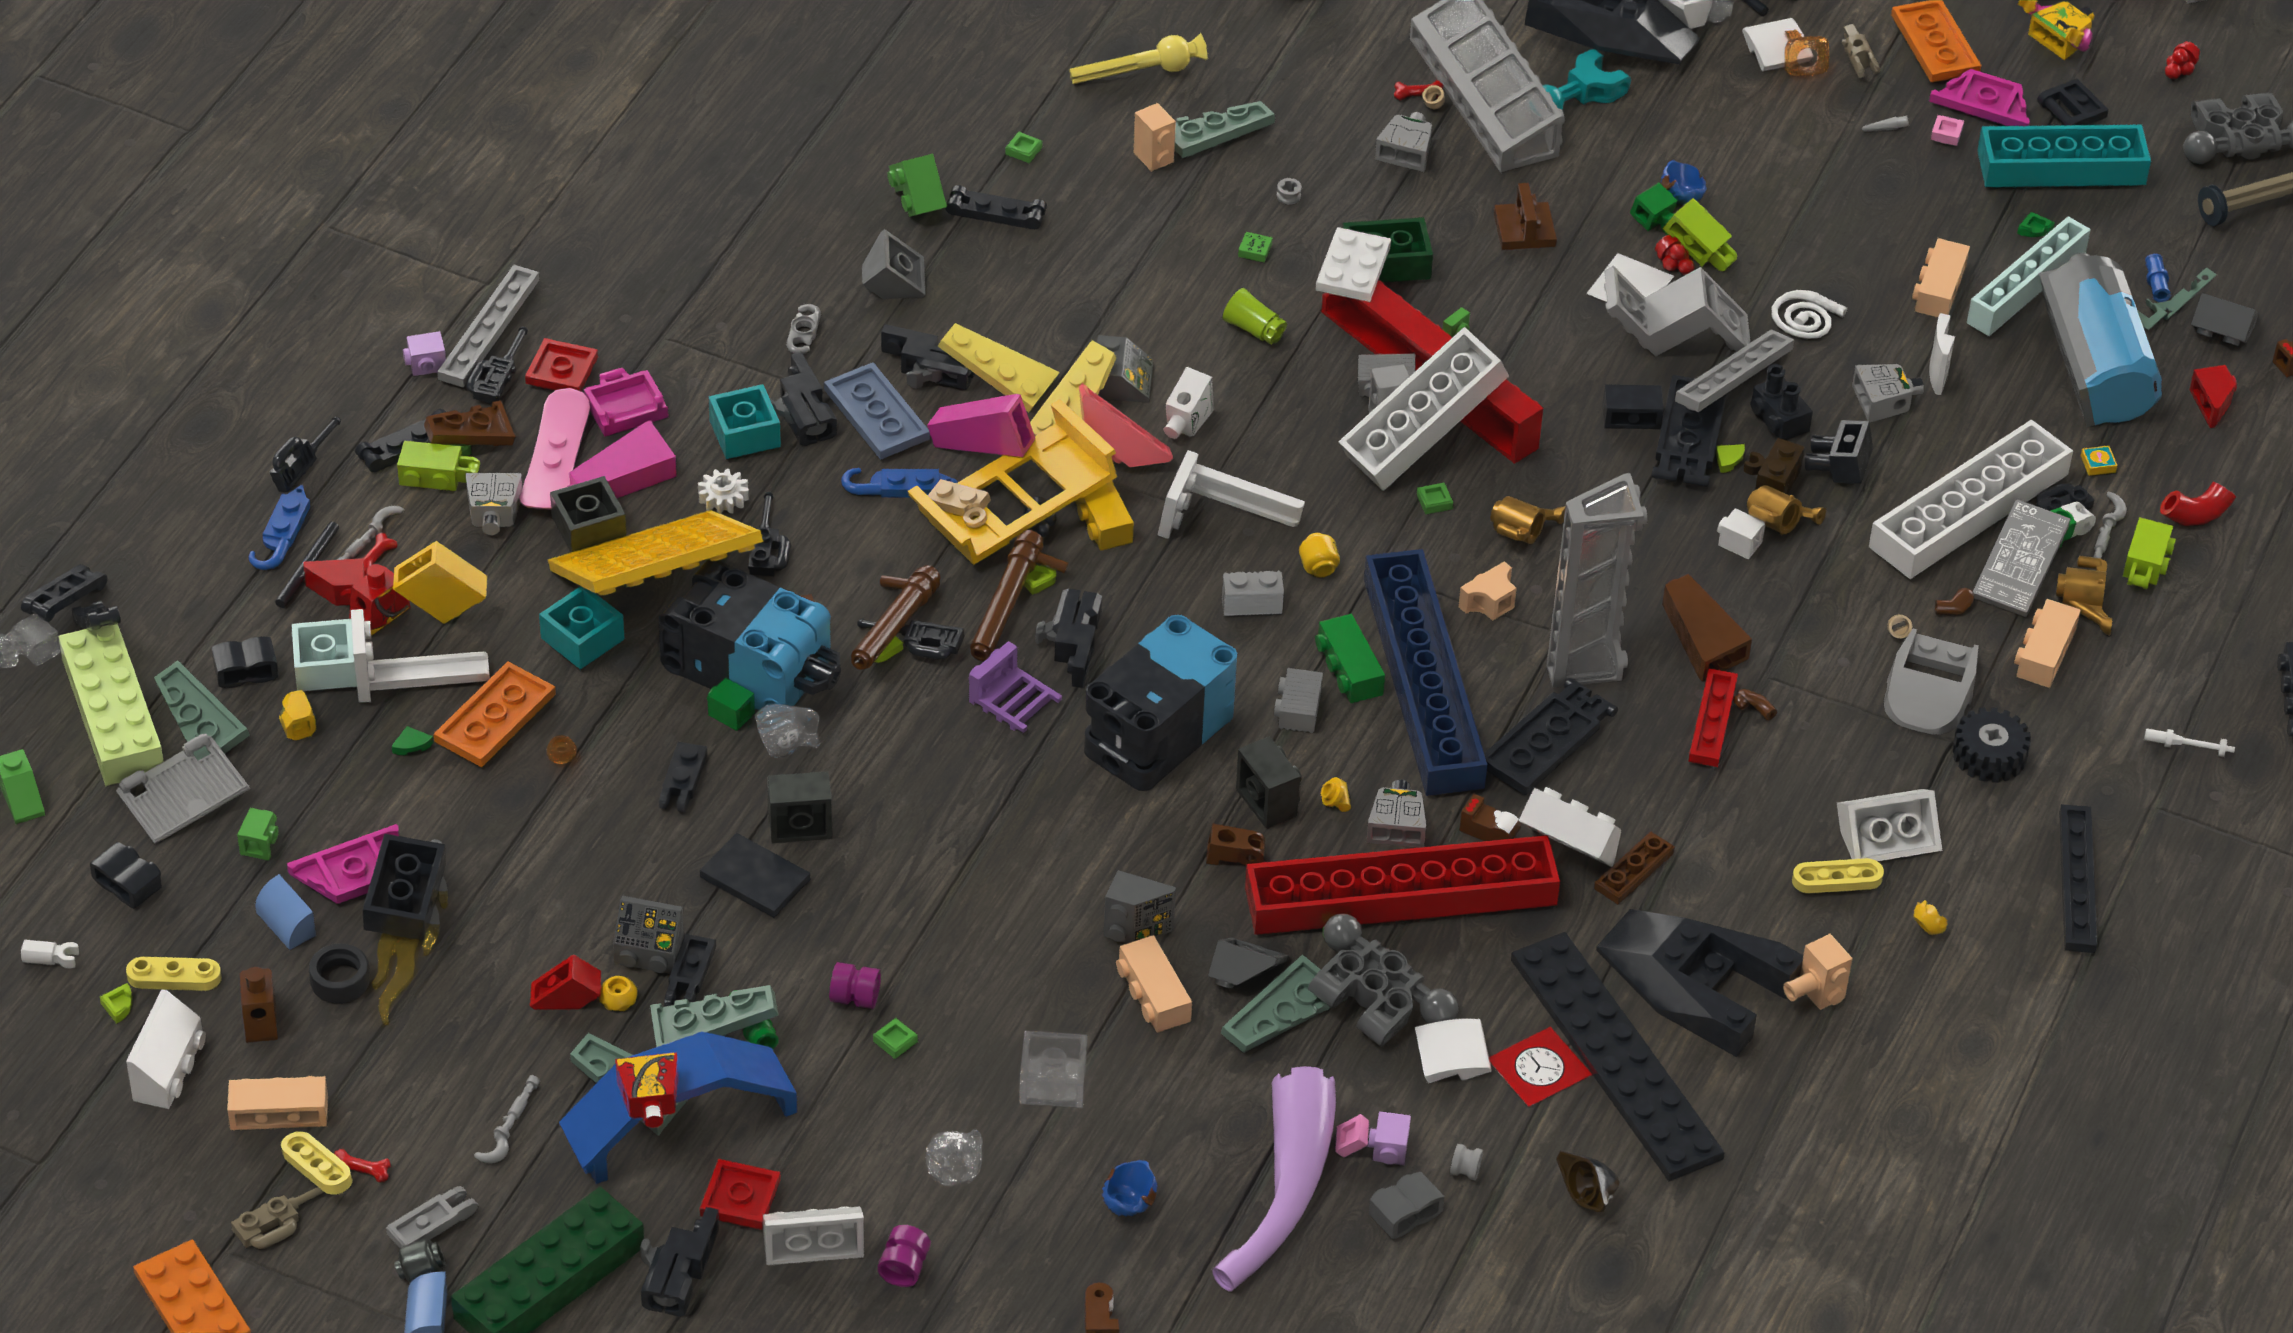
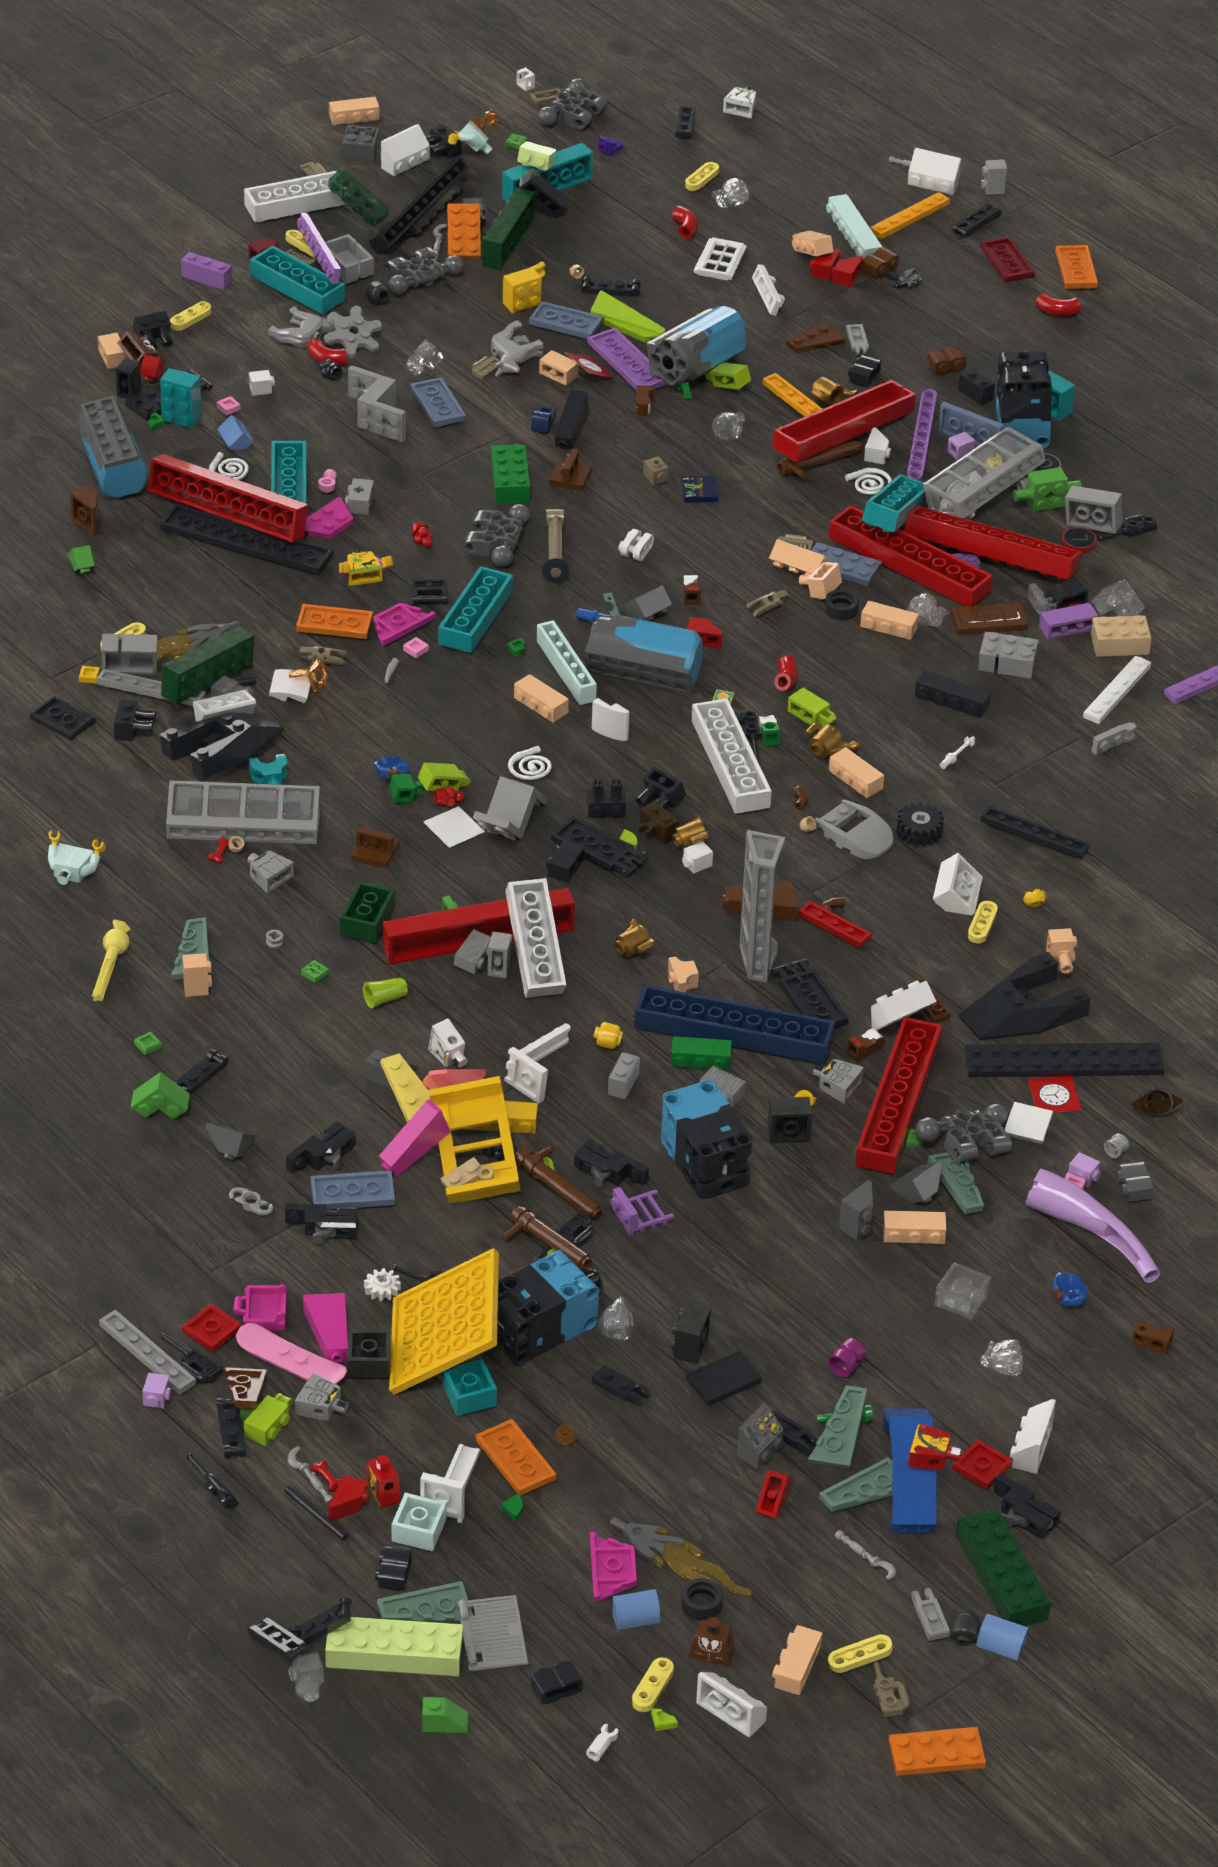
camera: 65 degrees left, 5 degrees down
(257, 834) = (557, 1604): bright green brick -> none
(283, 527) = (272, 1514): blue plate -> none
(297, 716) = (458, 1553): yellow rock -> none
(376, 1169) = (871, 1632): red piece -> none
(404, 887) = (660, 1537): black brick -> none
(440, 582) = (401, 1437): yellow brick -> none
(618, 993) = (790, 1468): yellow plate -> none
(731, 704) = (575, 1341): green brick -> none
(744, 421) = (329, 1252): teal brick -> none
(894, 482) = (422, 1203): blue plate -> none
(895, 1038) = (891, 1357): bright green tile -> none
(904, 1255) = (1072, 1405): magenta wheel -> none
(999, 365) = (358, 1116): light yellow wing -> none
(1234, 845) = (823, 1157): reddish brown leg -> none
(1353, 264) = (394, 920): white plate -> none
(1434, 498) = (584, 973): bright green tile -> none
(1734, 370) = (569, 806): light grey plate -> none
(1884, 390) = (617, 757): light grey torso -> none
(2021, 558) = (788, 754): light grey tile -> none
(2109, 521) = (787, 723): light grey piece -> none

